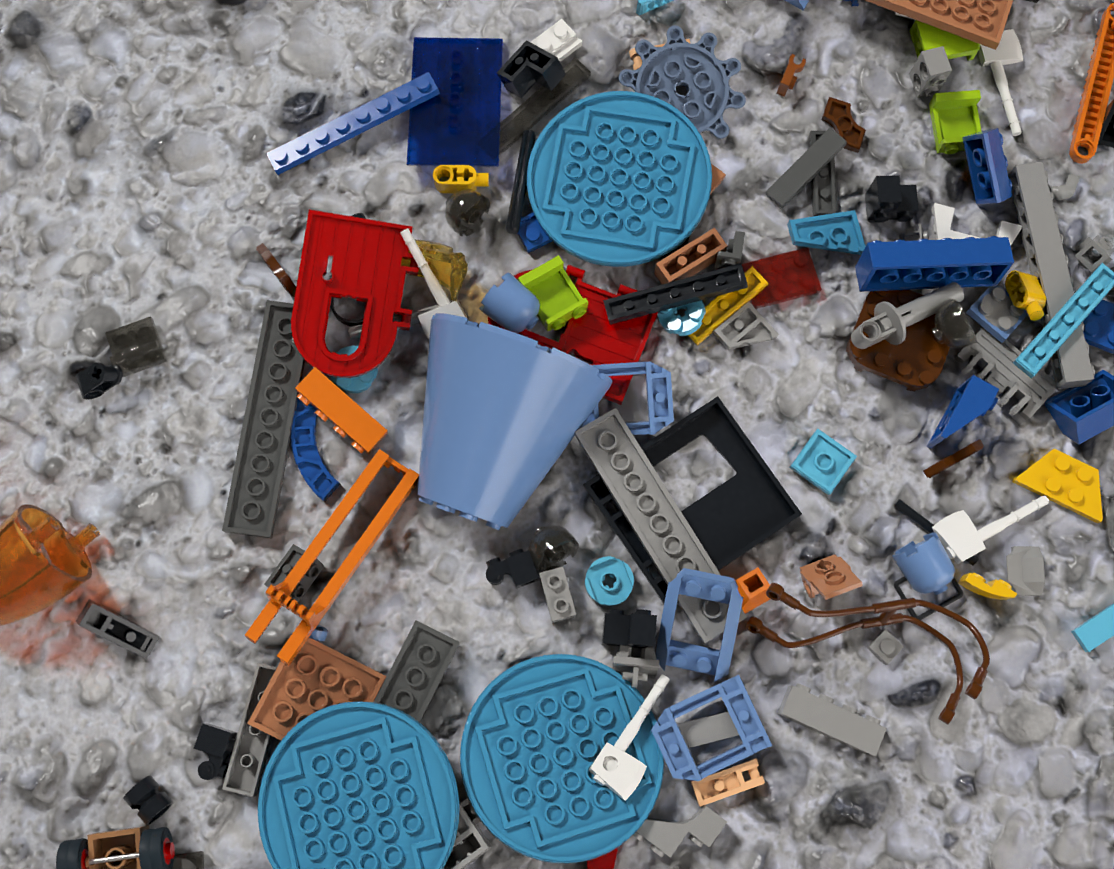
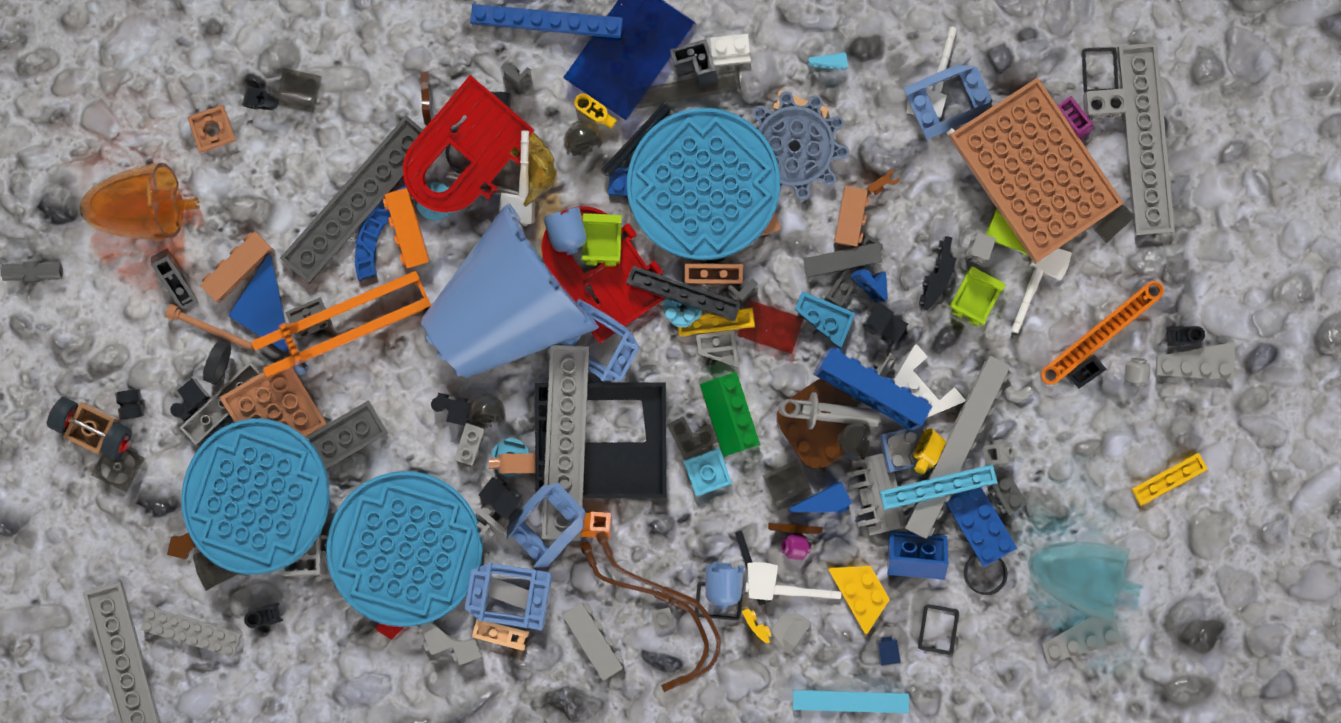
camera: 35 degrees right, 10 degrees up
(48, 441) = (200, 122): none -> nougat piece
(139, 664) = (174, 313): none -> nougat piece
(180, 570) = (236, 267): none -> nougat brick
(220, 687) = (217, 362): none -> black tyre
(233, 595) = (261, 304): none -> blue tile
(357, 192) = (512, 75): none -> dark grey bracket
(616, 767) = (432, 575): white piece -> none
(618, 582) = (514, 463): none -> nougat piece
(783, 123) = (851, 217): none -> nougat brick
(785, 440) = (689, 442): none -> clear smoke brick
(804, 387) = (729, 414): none -> green slope
(828, 577) = (654, 550): nougat piece -> none
(838, 115) = (894, 252): reddish brown tile -> none
(851, 172) = (874, 286): none -> blue slope
(911, 128) = (936, 282): none -> black slope
(912, 421) = (787, 484): none -> clear smoke plate
(967, 478) = (795, 546): none -> magenta head
(988, 166) = (968, 345): blue slope -> none

